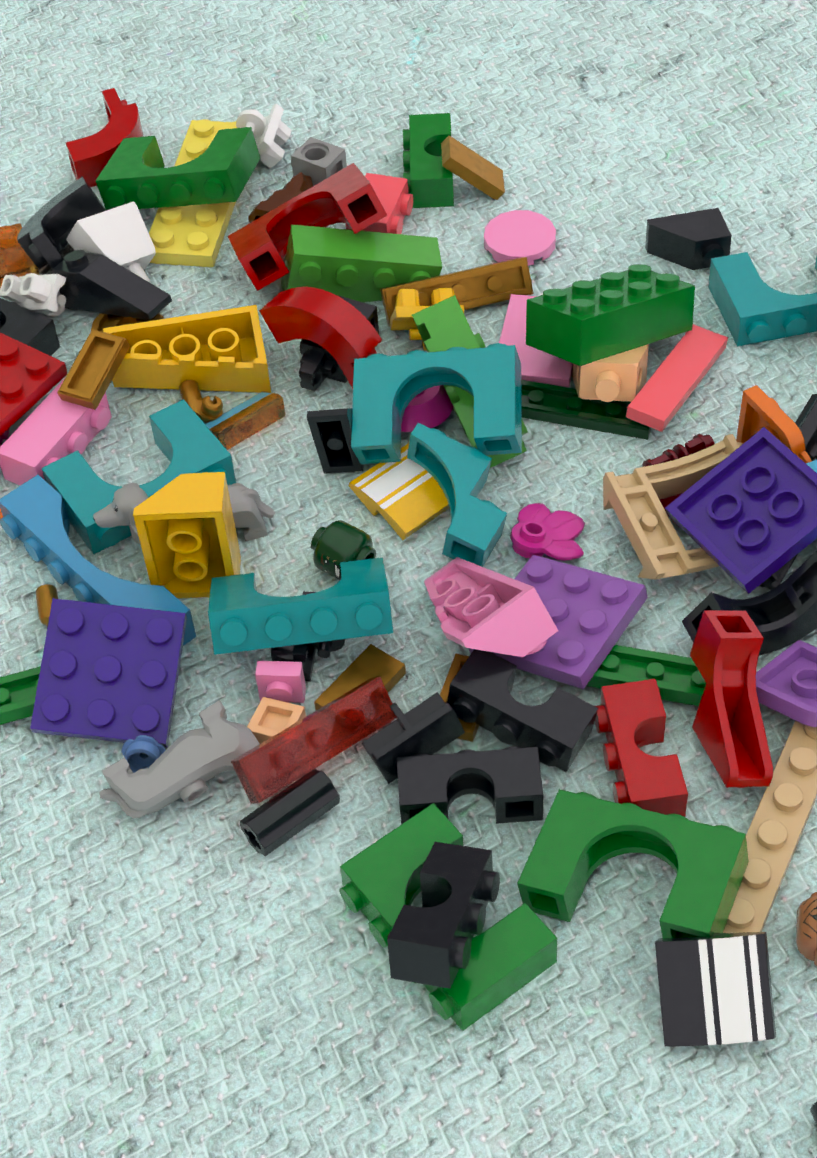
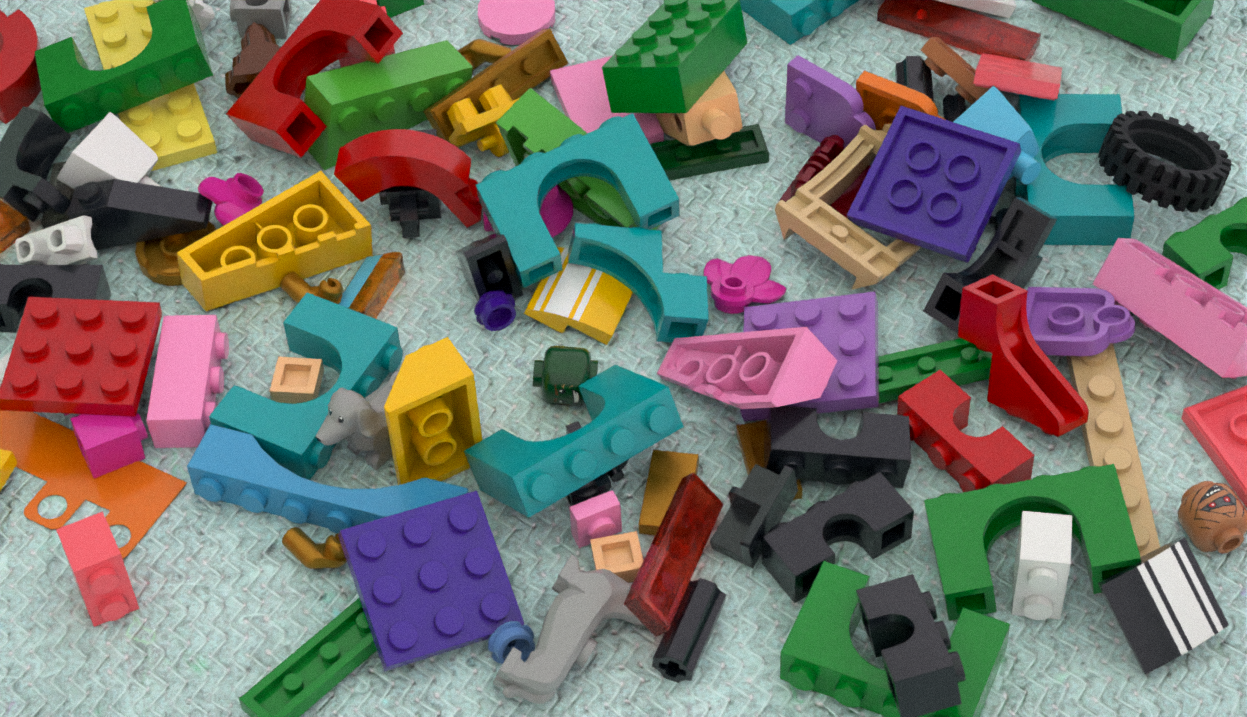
camera: 30 degrees left, 0 degrees up
(93, 369) = (197, 297): pearl gold tile -> none
(136, 466) = (296, 380): none -> light nougat plate
(186, 300) = (232, 196): none -> dark pink plate
(327, 474) = (495, 310): none -> dark purple plate
(461, 259) = (483, 51): none -> pearl gold arm
(622, 897) = (1041, 565): none -> white brick
(676, 378) = (764, 94): coral tile -> none
(712, 401) = (822, 103): none -> medium lavender plate

